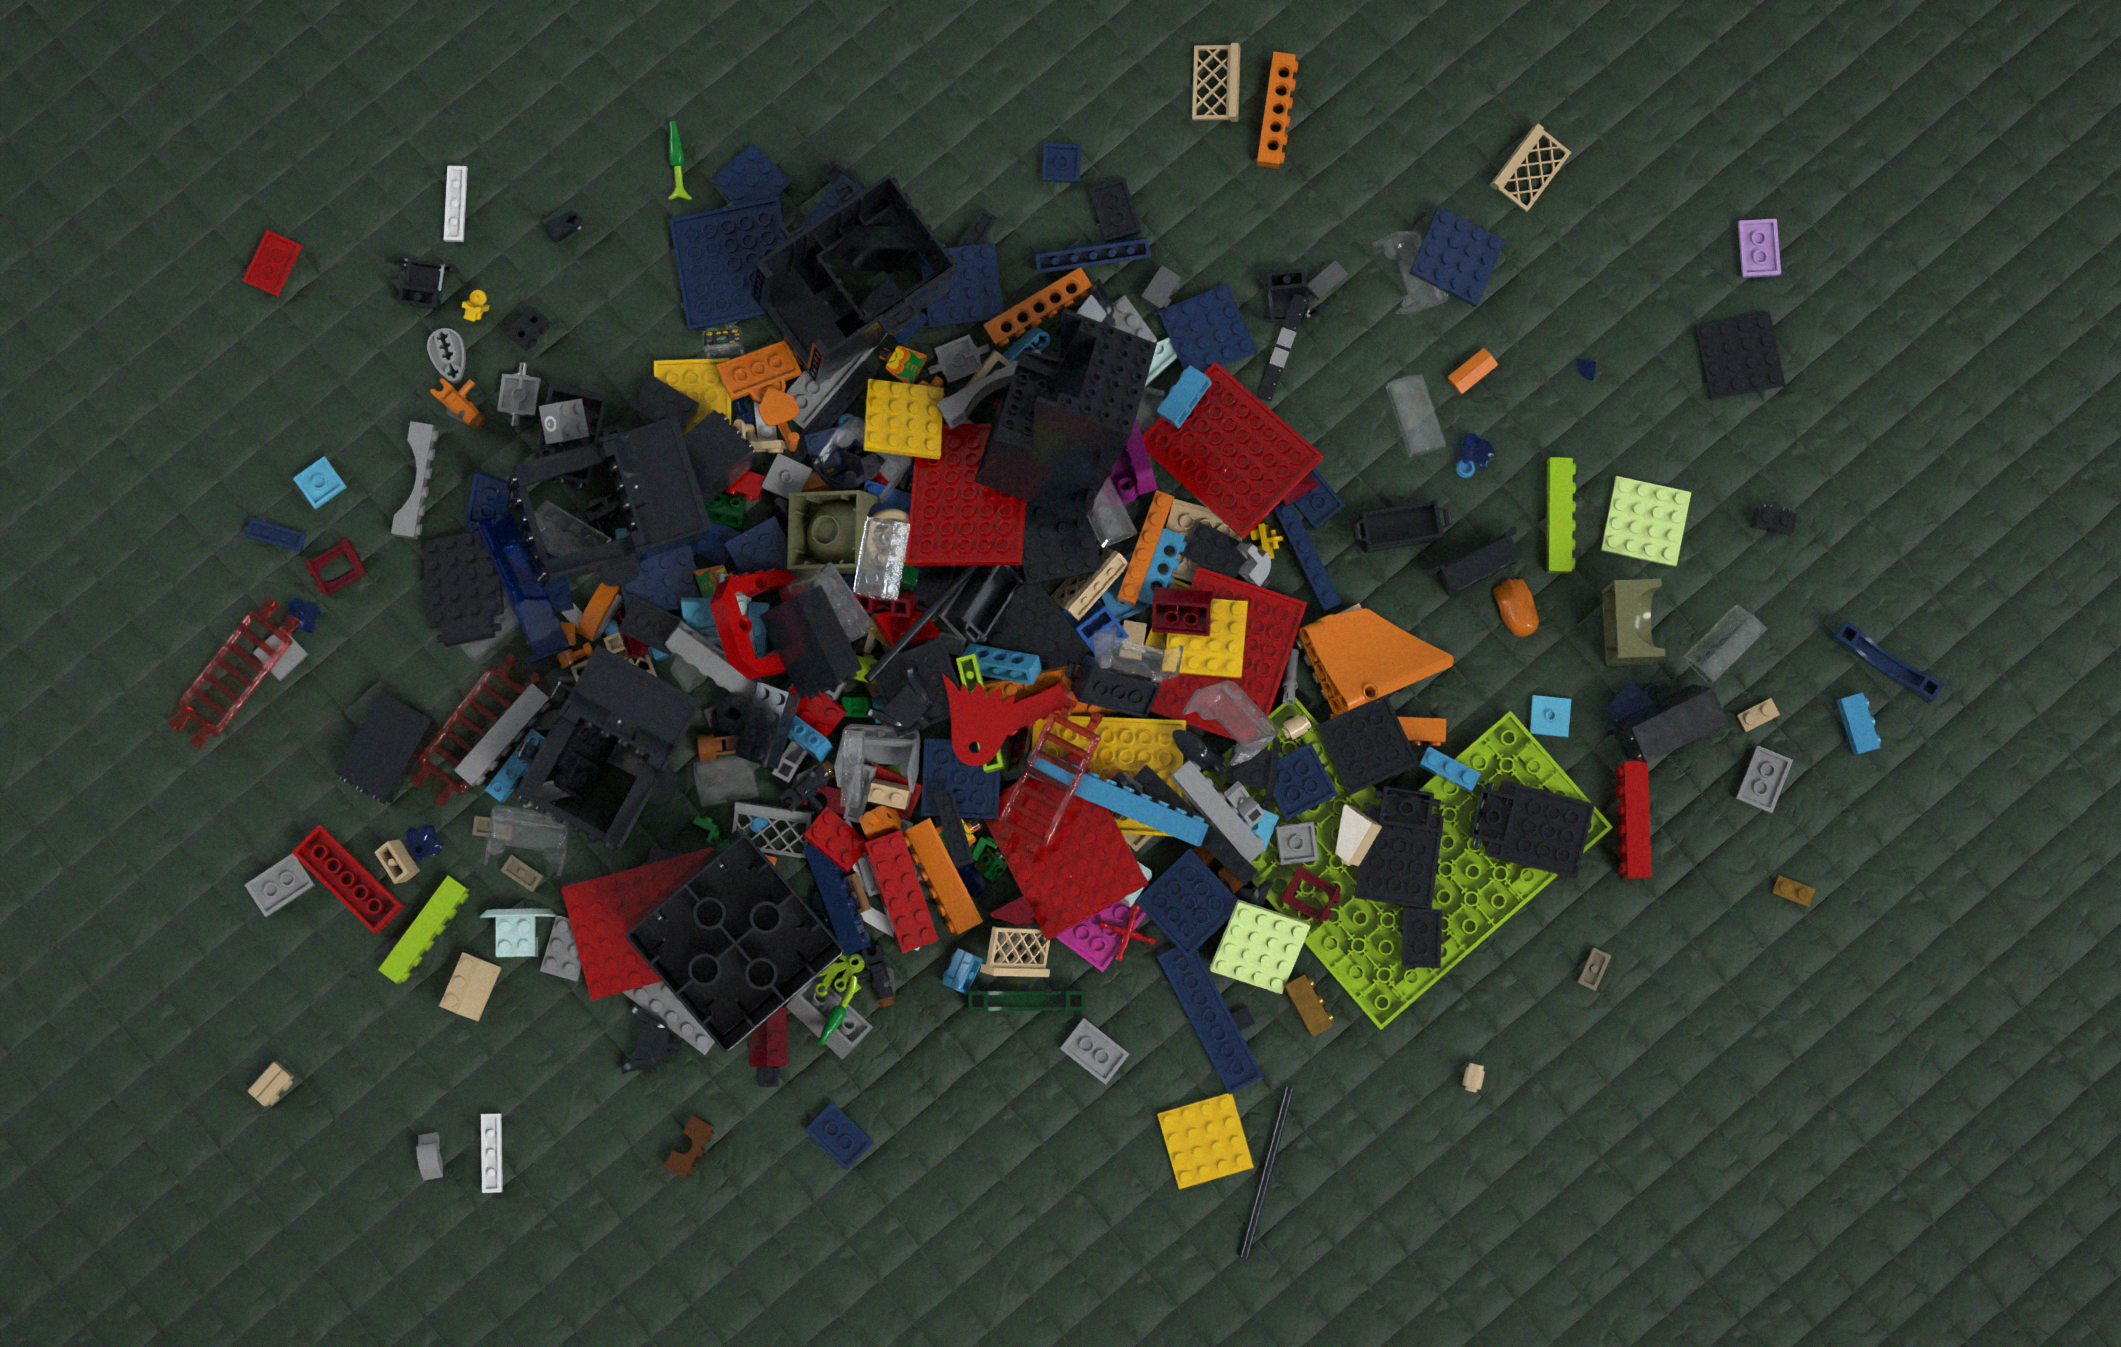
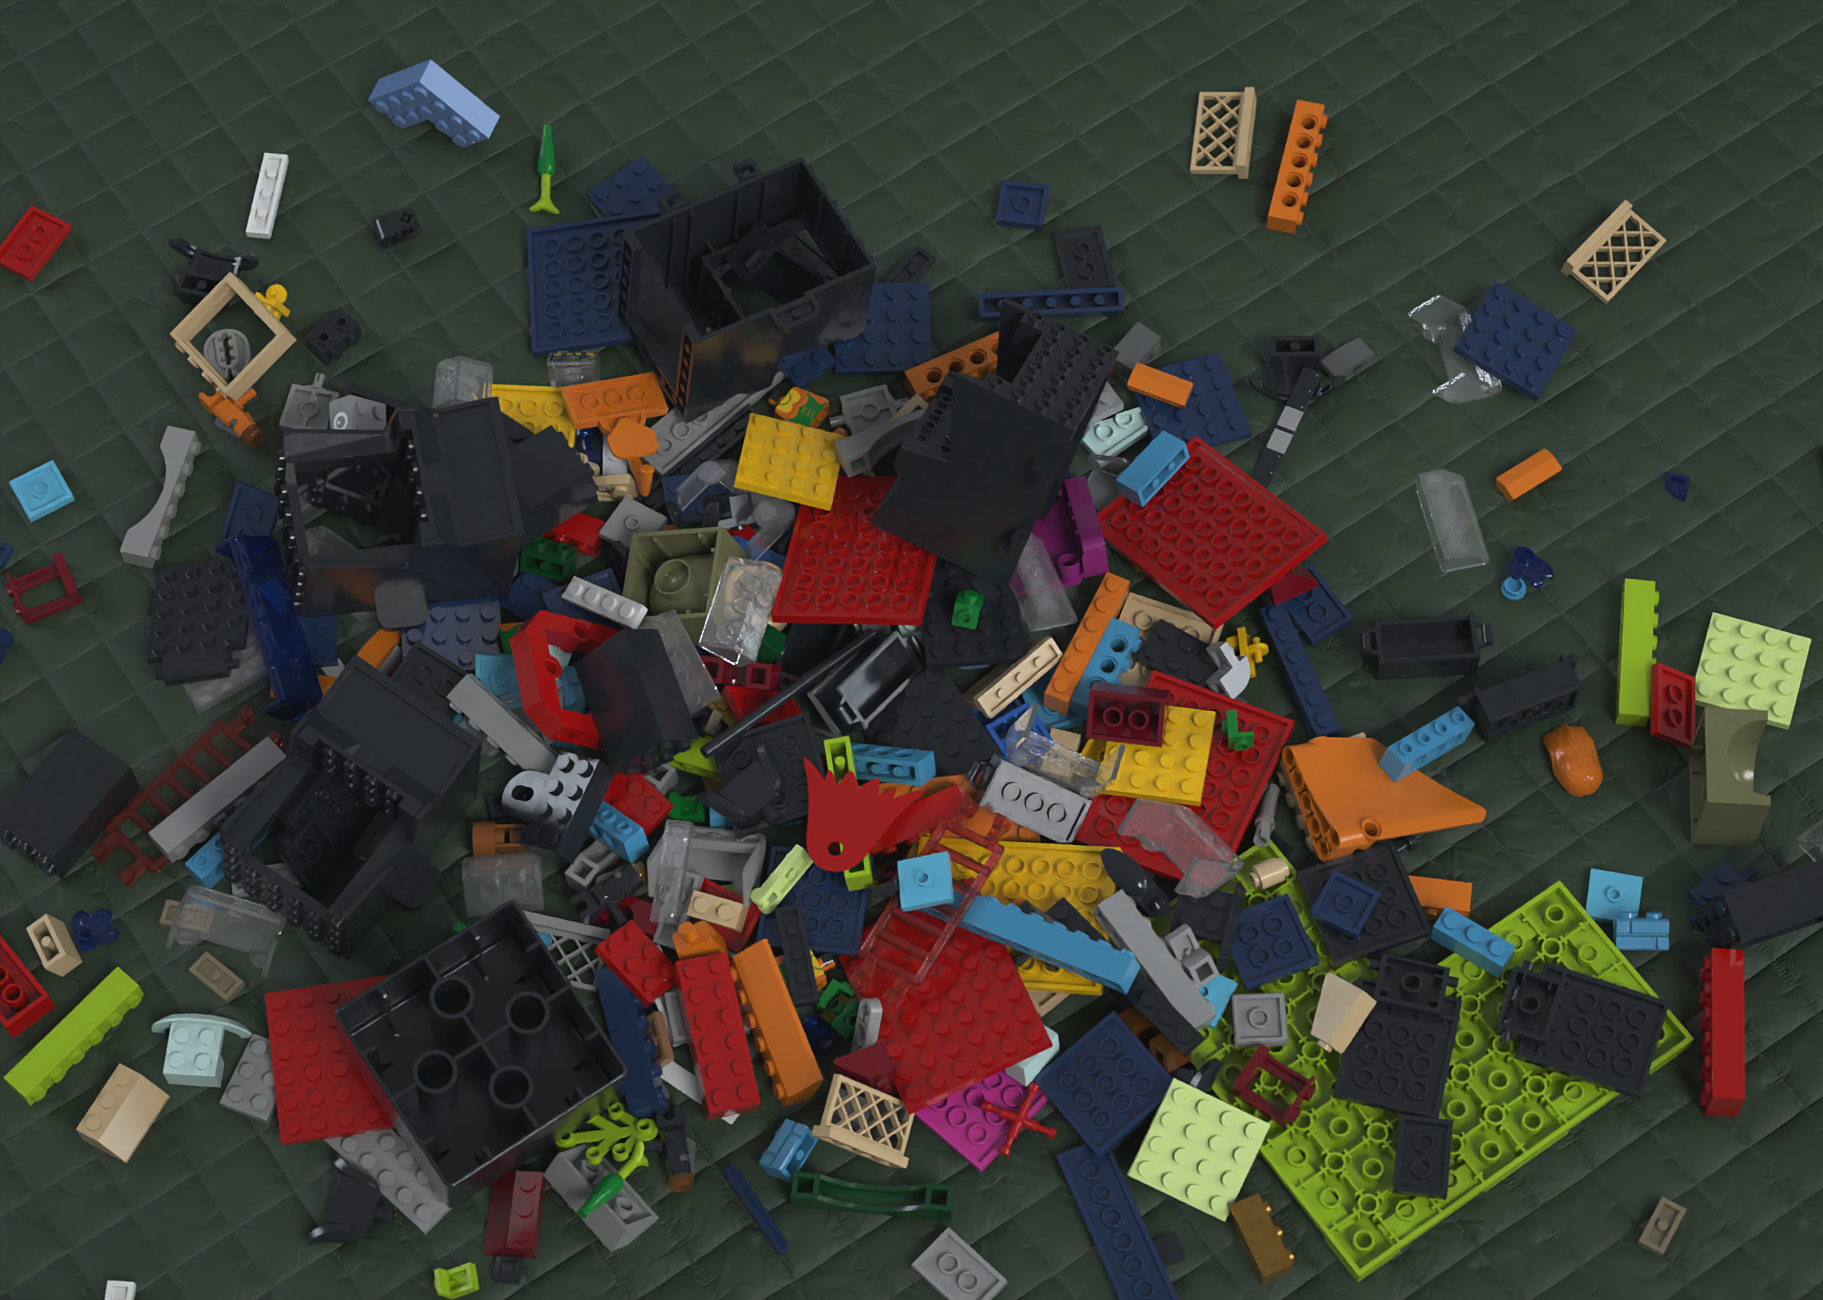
camera: 10 degrees right, 20 degrees down
(467, 318) = (206, 311): none -> tan window
(579, 114) = (434, 95): none -> medium blue piece
(638, 372) = (461, 381): none -> clear slope
(733, 1090) = (456, 1281): none -> lime bracket
(775, 553) = (604, 603): none -> white plate
(935, 768) = (781, 880): none -> yellowish green plate
(943, 1015) = (756, 1209): none -> dark blue axle
(1009, 878) = (867, 1024): none -> light grey beam
(1043, 766) = (925, 881): none -> medium azure plate
(1053, 536) = (967, 609): none -> green bracket
(1184, 322) = (1160, 385): none -> orange piece
(1259, 615) = (1236, 740): none -> green bracket
(1354, 750) = (1345, 904): none -> dark blue plate
(1406, 610) = (1426, 744): none -> dark azure brick
(1571, 745) = (1641, 932): none -> dark azure brick
(1589, 560) = (1672, 705): none -> red plate

